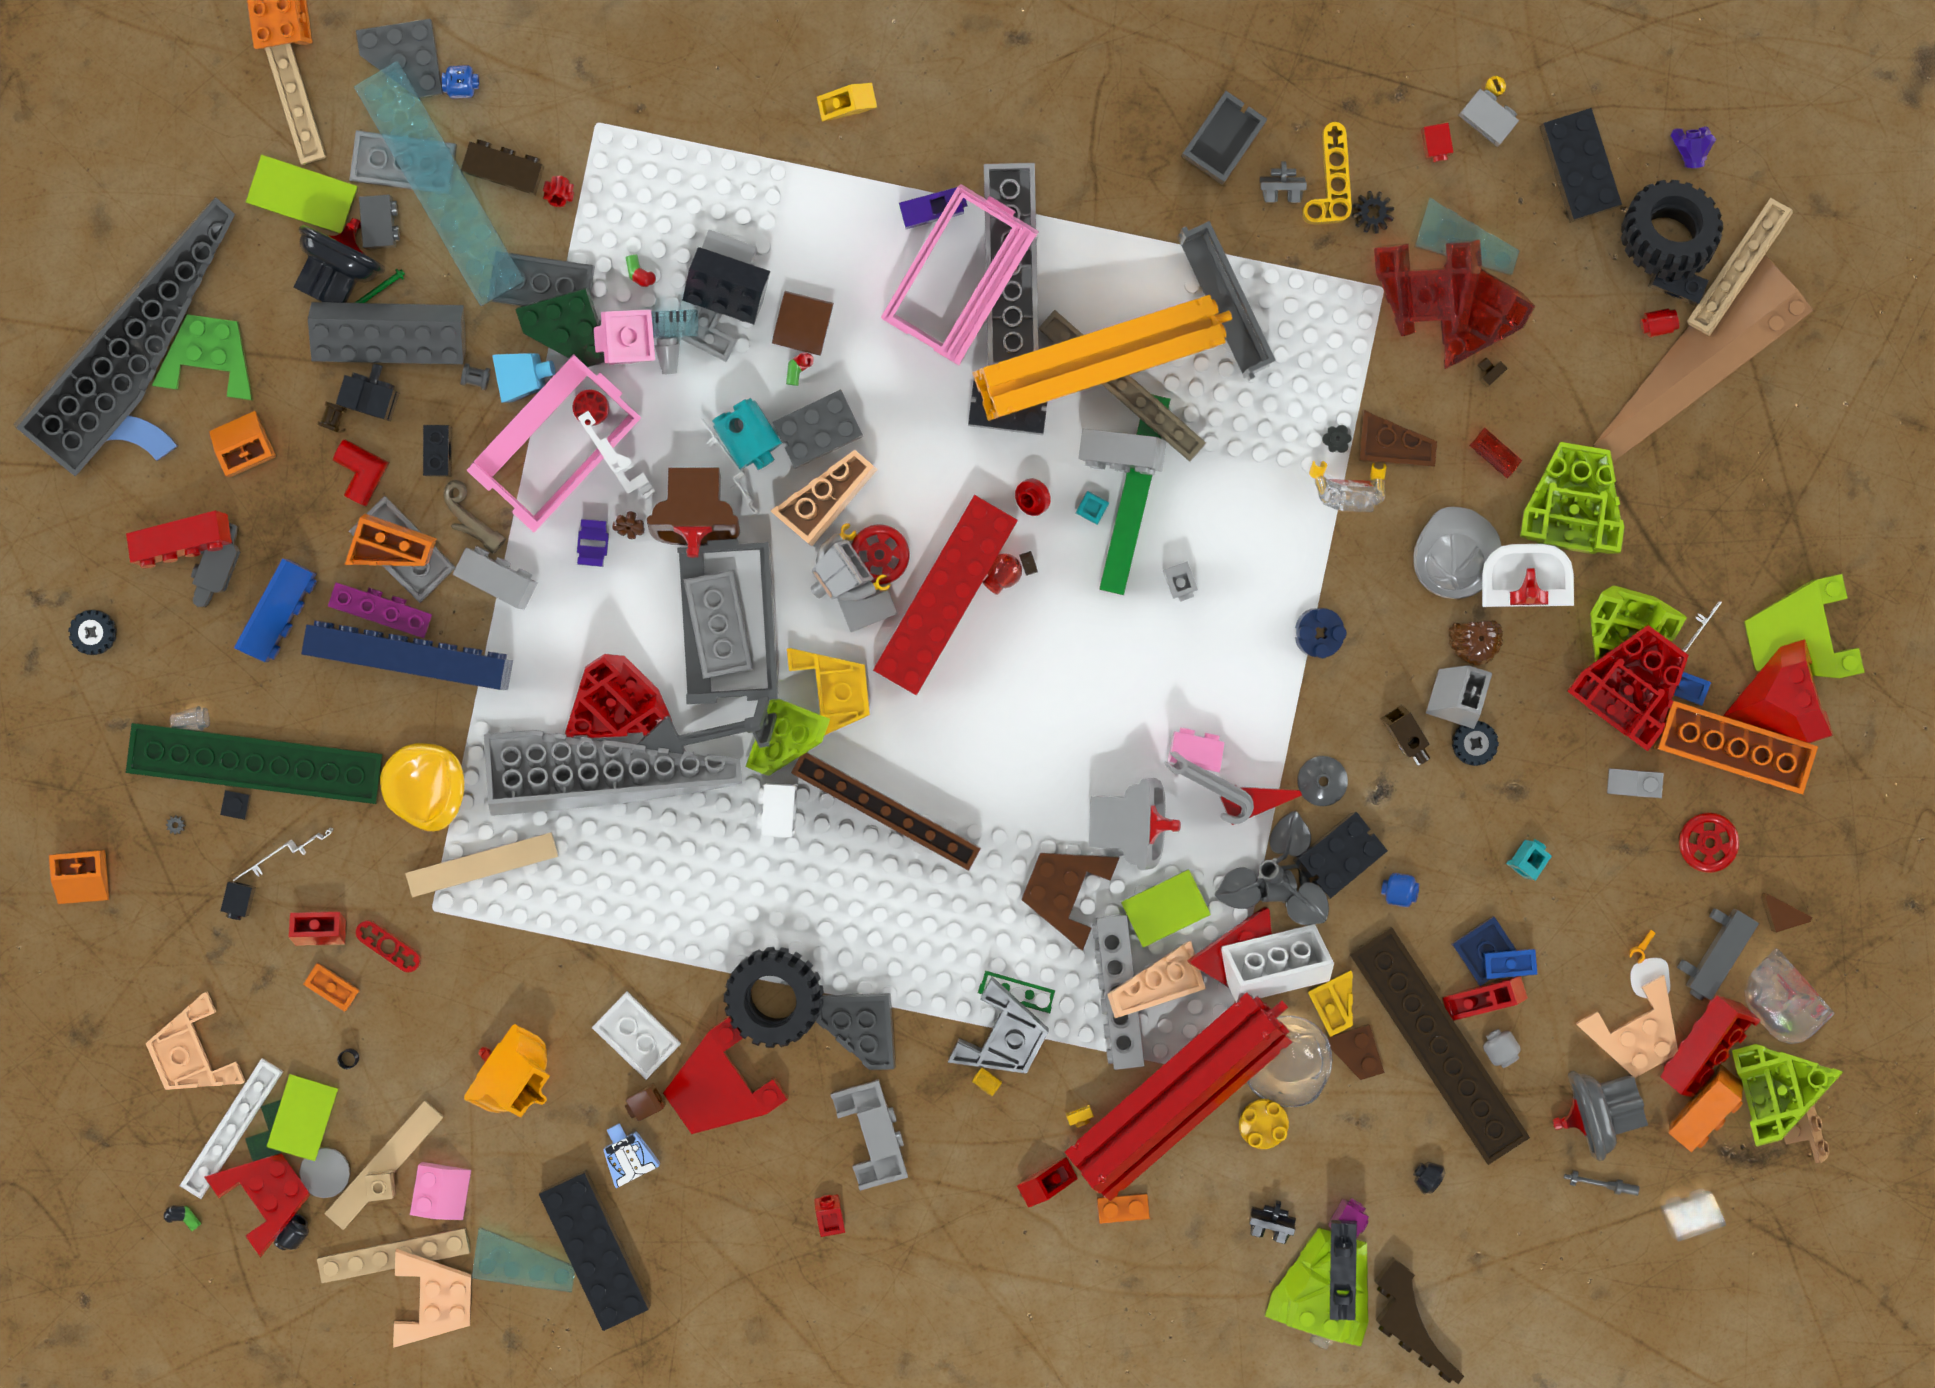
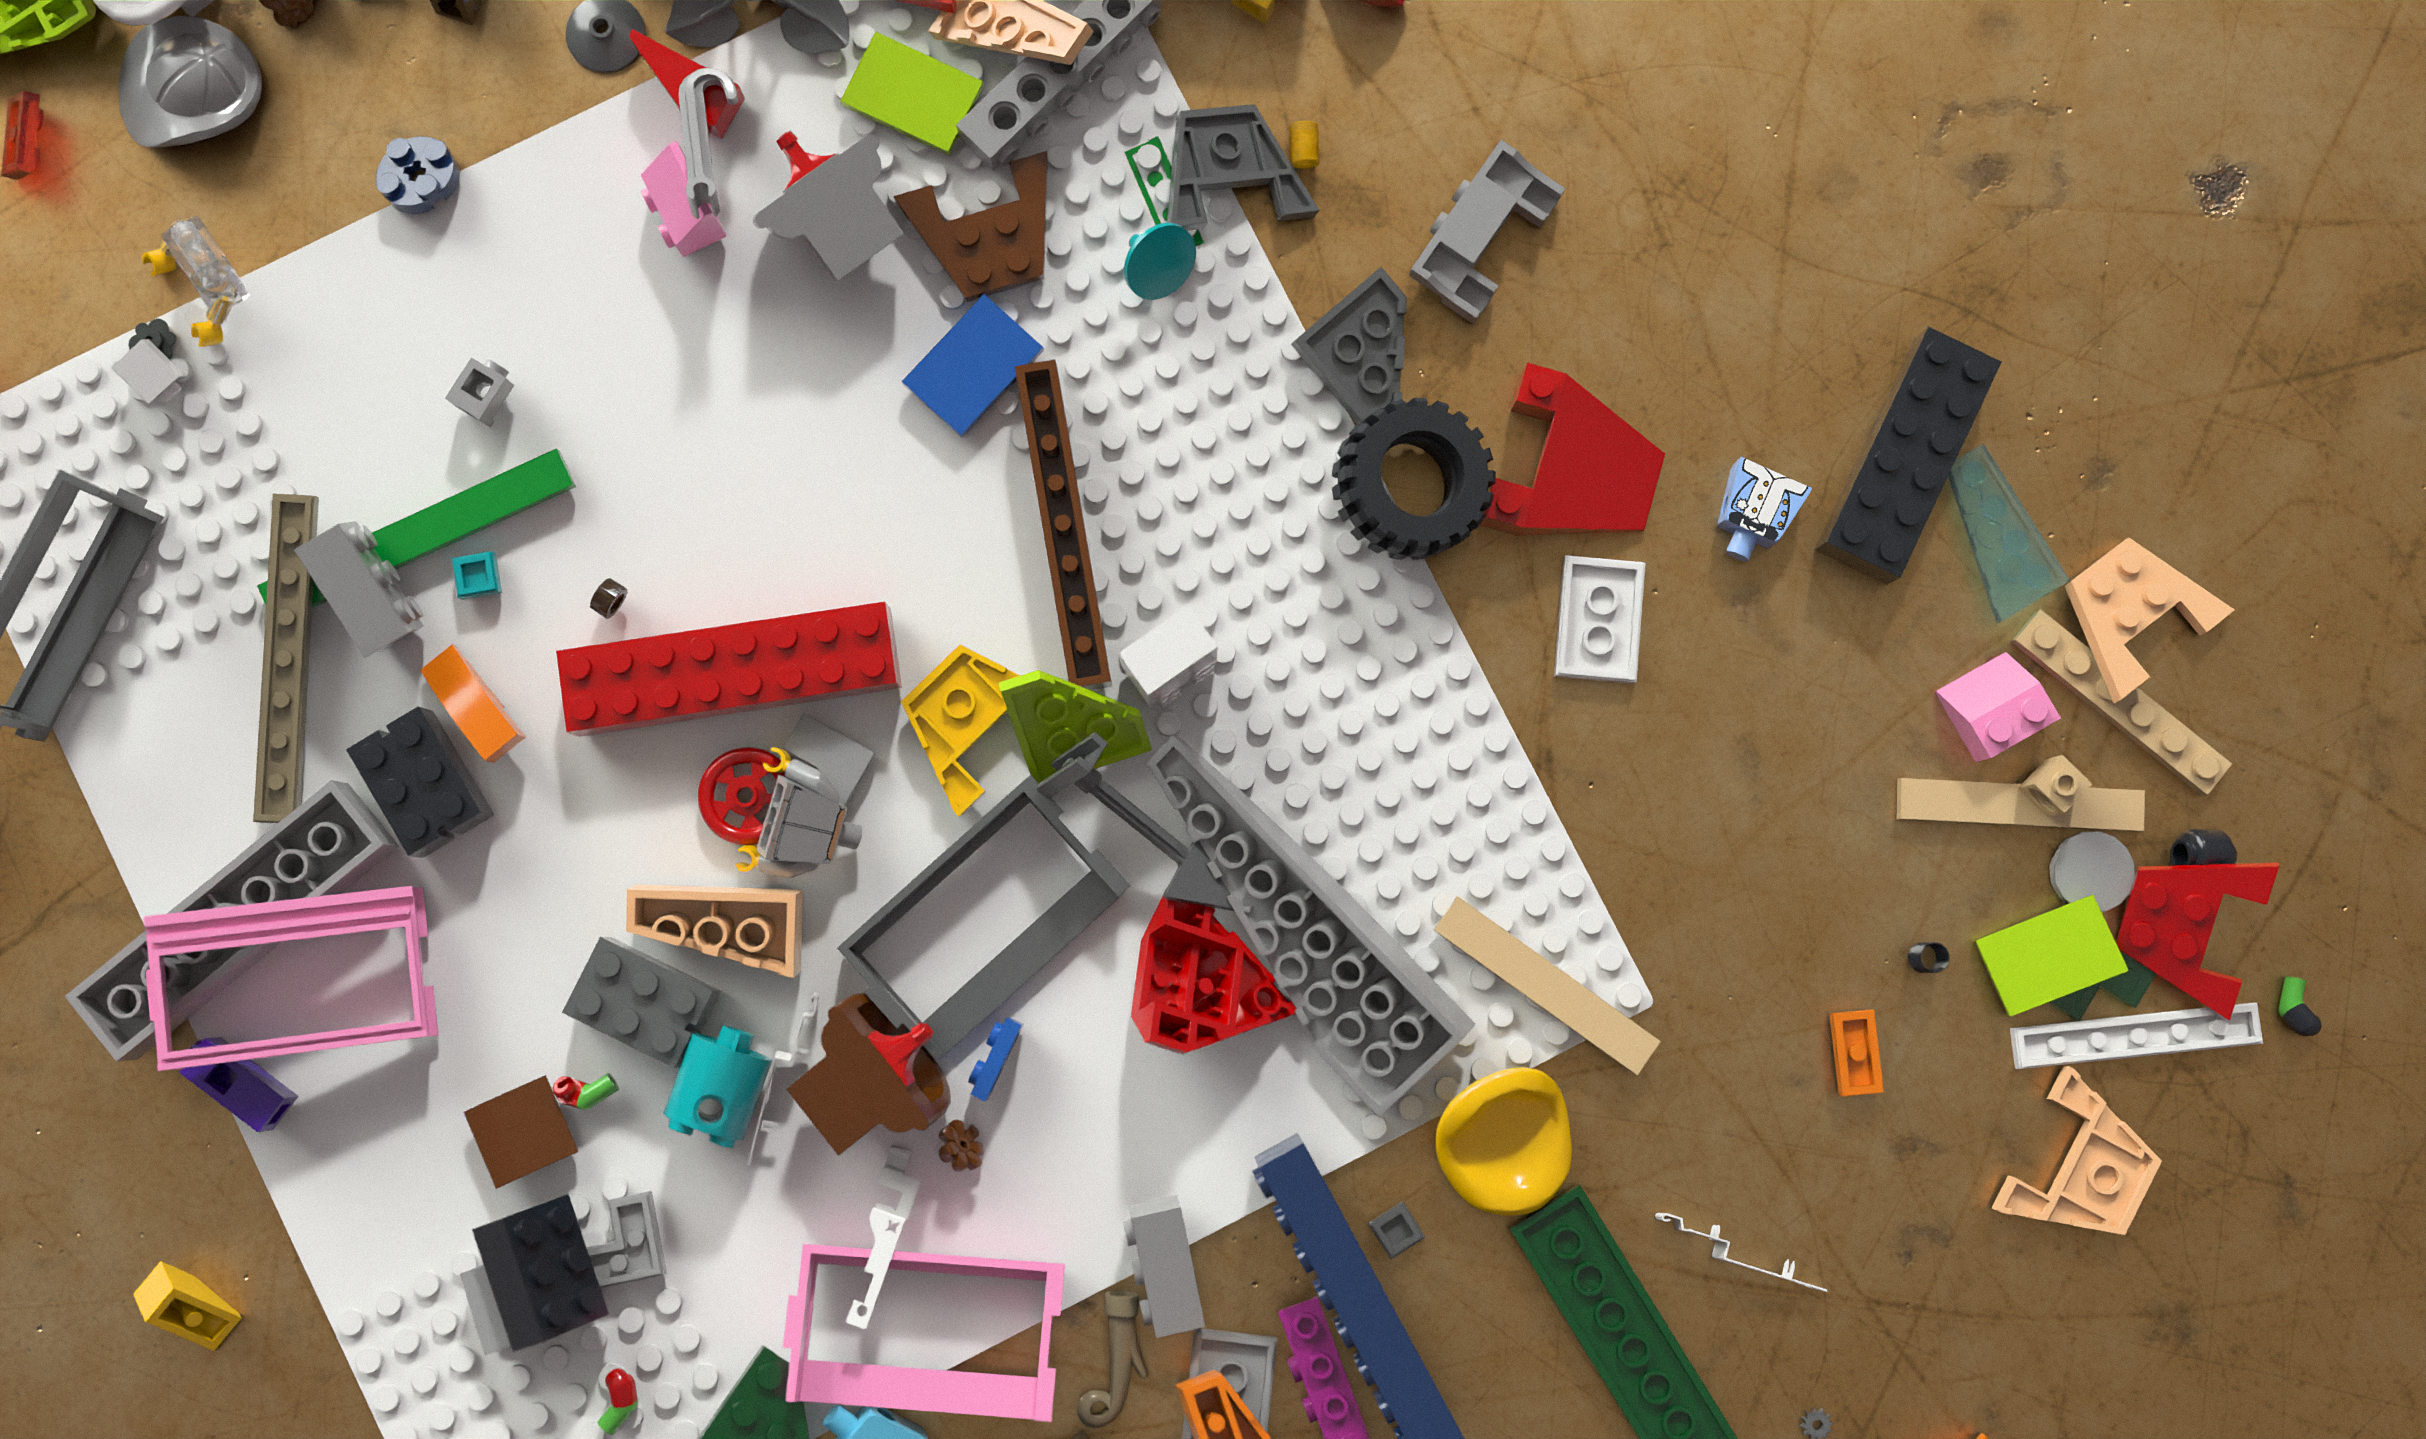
camera: 135 degrees left, 5 degrees down
(235, 804) = (1727, 1367): black plate -> none
(237, 900) = (1846, 1264): black brick -> none
(317, 928) = (1799, 1131): red brick -> none
(398, 943) = (1738, 1053): red beam -> none
(424, 700) = (1396, 1230): none -> dark grey tile
(511, 1074) = (1781, 729): light orange piece -> none
(591, 401) = (831, 1322): red wheel -> none
(592, 531) = (1002, 1184): dark purple piece -> none
(625, 337) = (712, 1351): bright pink panel -> none
(645, 1102) = (1675, 538): reddish brown slope -> none
(653, 566) = (987, 1073): none -> blue plate
(667, 352) = (697, 1275): light grey cone -> none
(675, 323) = (651, 1302): clear light blue tile -> none
(718, 624) = (997, 930): light grey tile -> none
(829, 1215) = (1624, 205): red bracket -> none
(981, 961) = (1159, 261): none -> teal shield
(1003, 573) = (642, 616): clear red piece -> none
(1004, 829) = (972, 365): none -> blue tile
(1029, 458) = (472, 704): none -> orange slope
(1032, 497) = (517, 658): red plate -> none
(1101, 356) = (253, 710): light orange brick -> none
(1317, 427) = (149, 372): none -> white brick
(1394, 444) = (107, 268): reddish brown wing -> none

